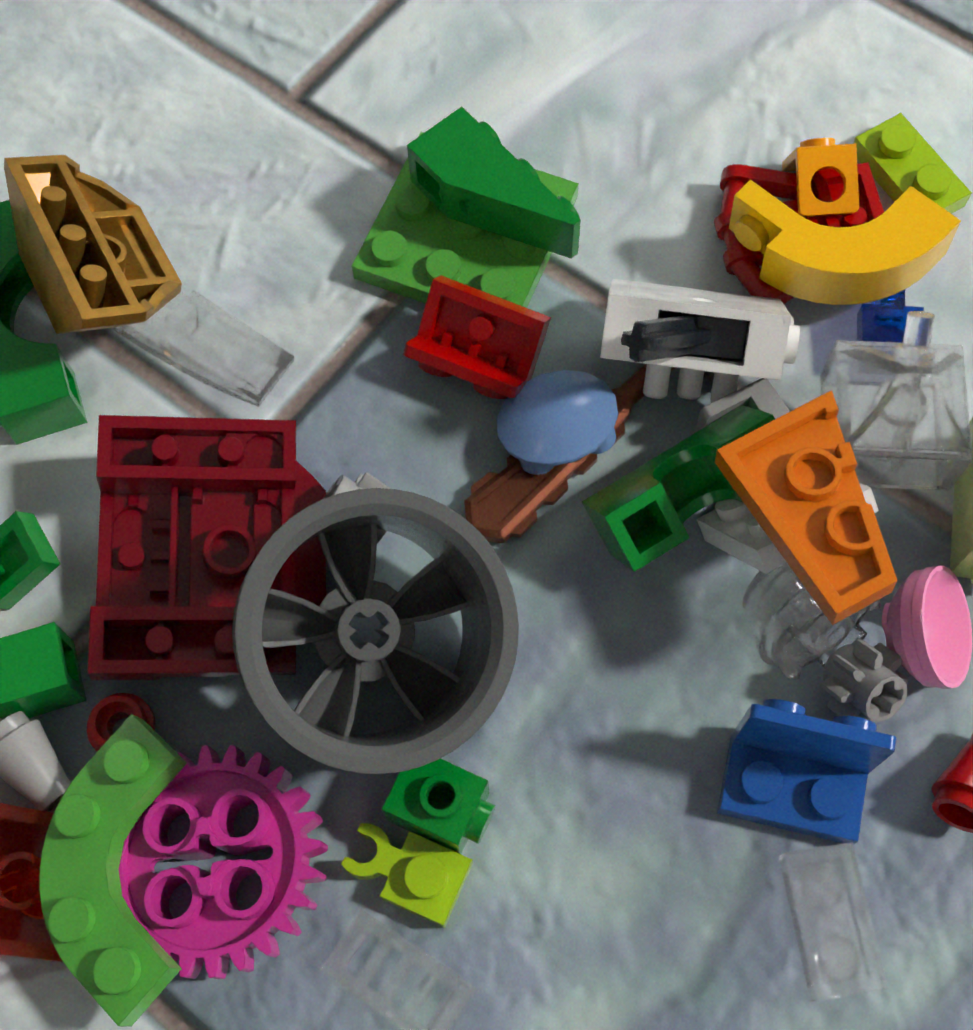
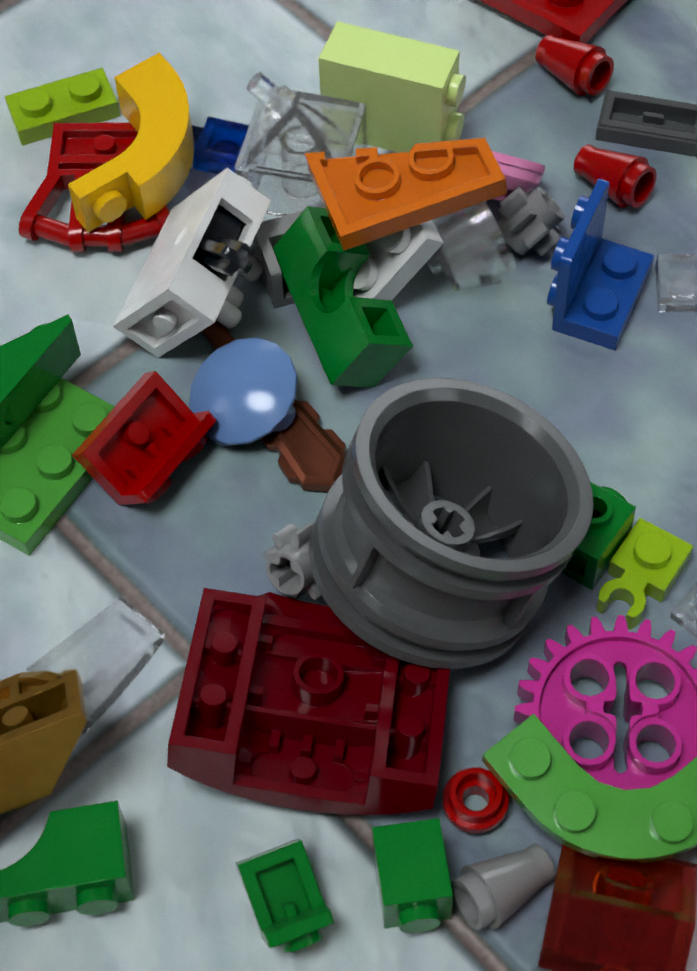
camera: 80 degrees left, 10 degrees down
(824, 154) = (47, 150): light orange bracket -> none

